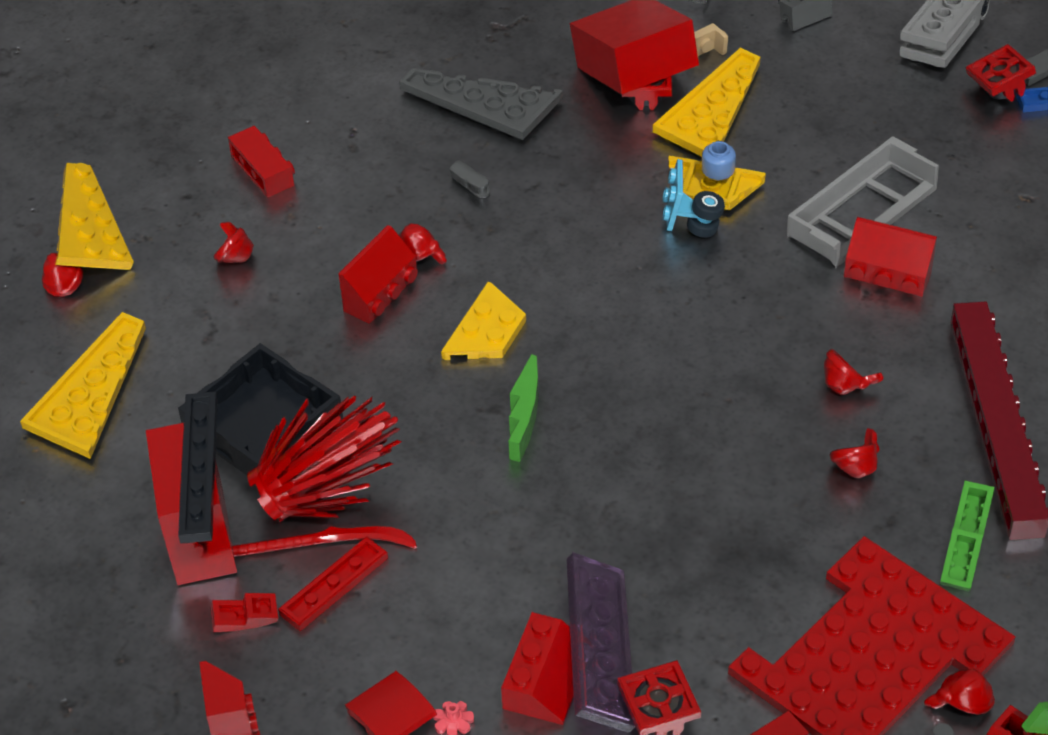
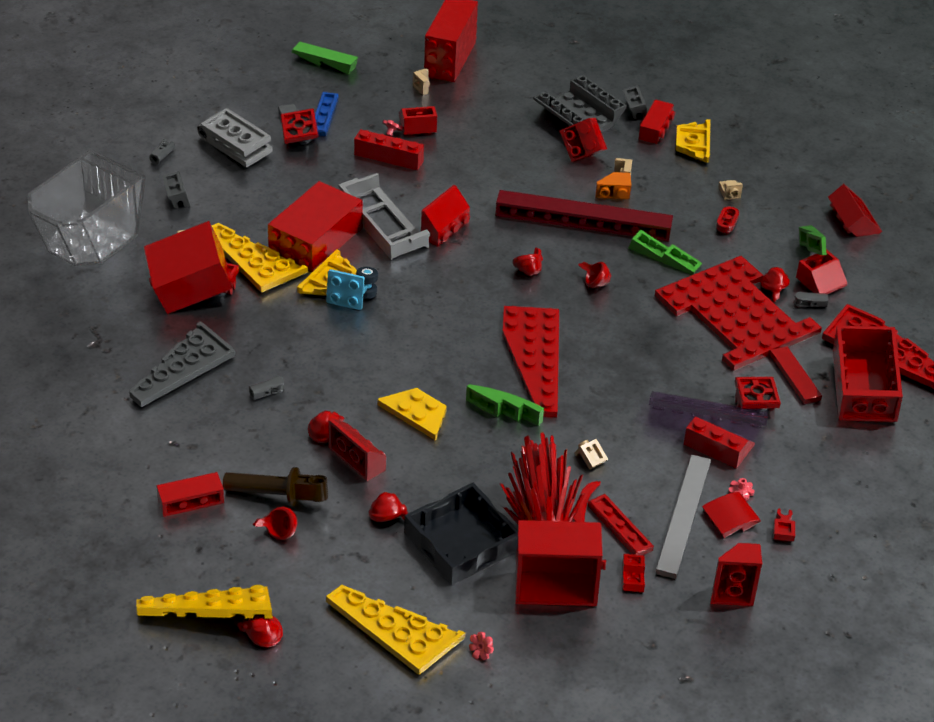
camera: 80 degrees left, 5 degrees down
(74, 475) = (481, 645): none -> coral plant
(198, 468) = (571, 523): black plate -> none
(286, 333) = (386, 508): none -> red hat
(289, 234) = (295, 486): none -> dark brown piece
(375, 654) = (683, 517): none -> light grey tile
(459, 520) = (591, 453): none -> tan bracket
(672, 418) = (534, 344): none -> red wing
(718, 161) = (327, 259): medium blue head -> none
(792, 135) = (316, 225): none -> red container
(1018, 173) = (389, 149): none -> red brick

